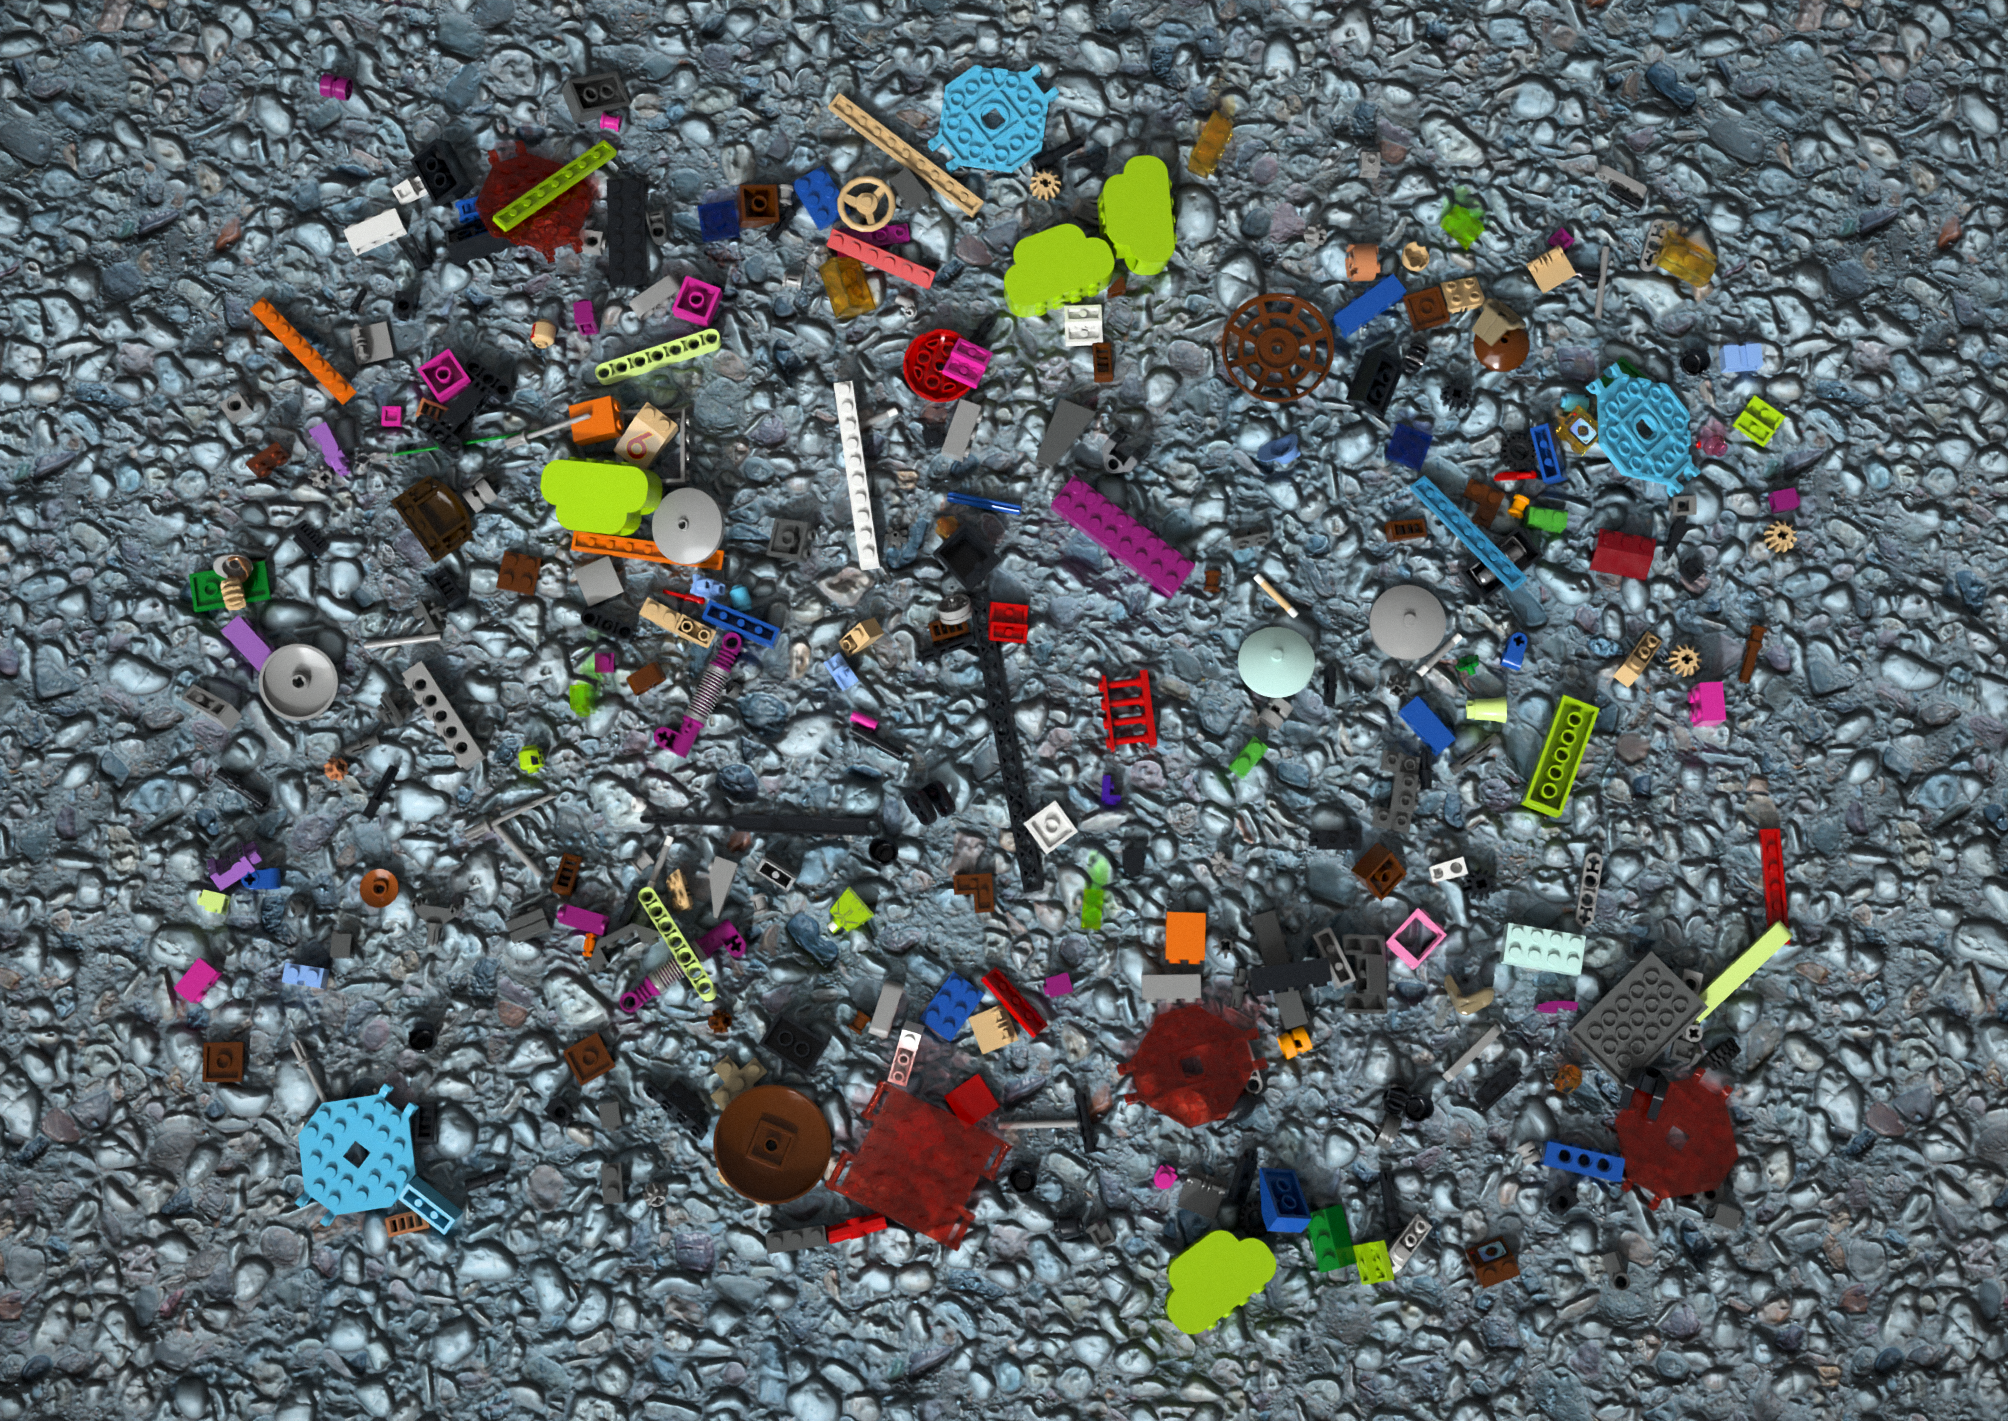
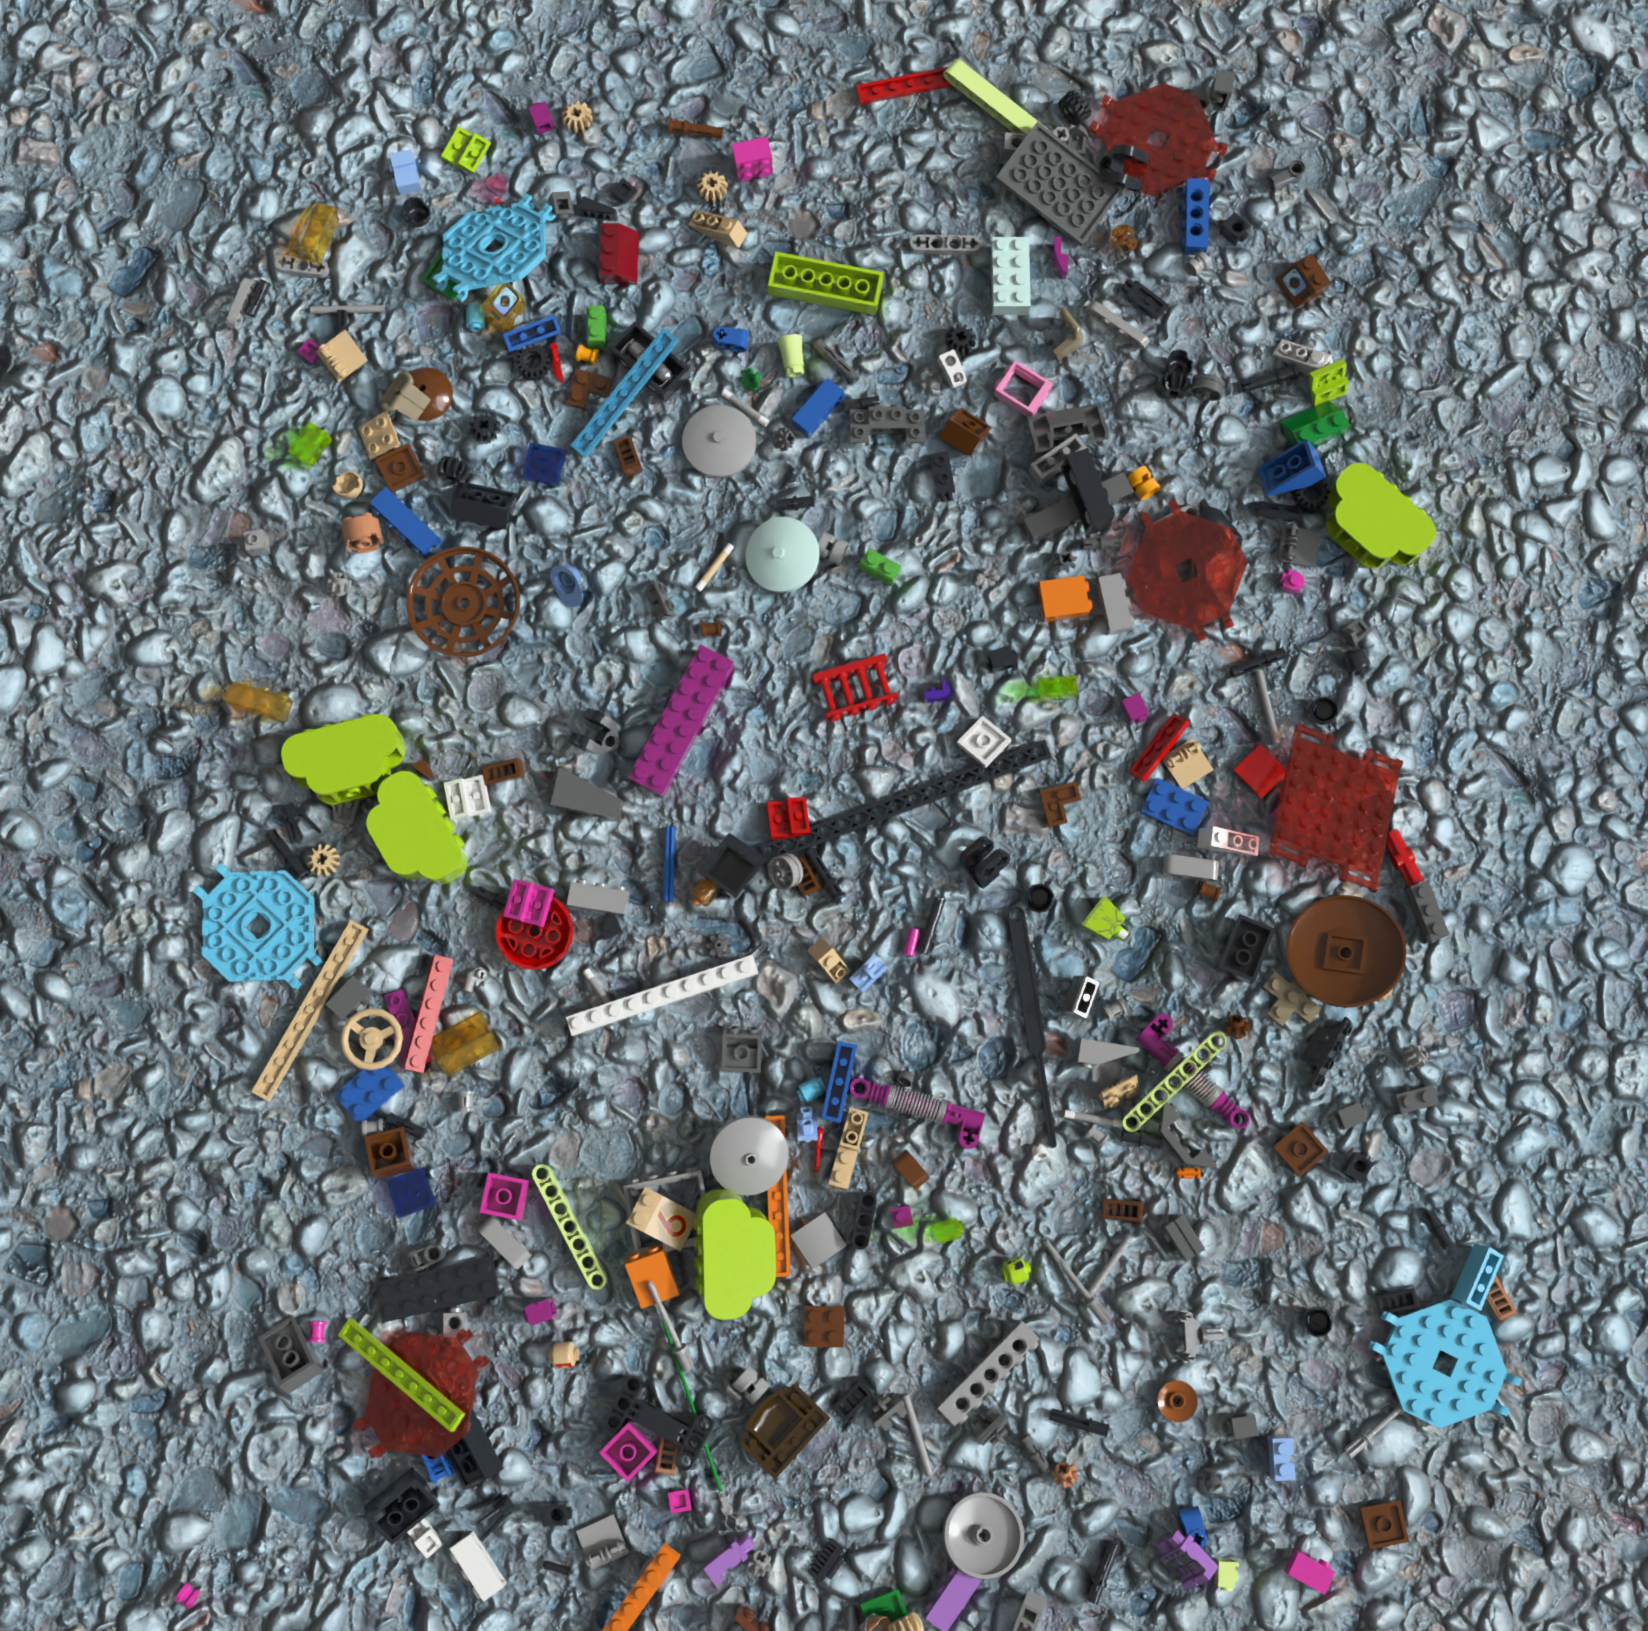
camera: 100 degrees left, 0 degrees up
(583, 919) = (1166, 1183): magenta brick -> none

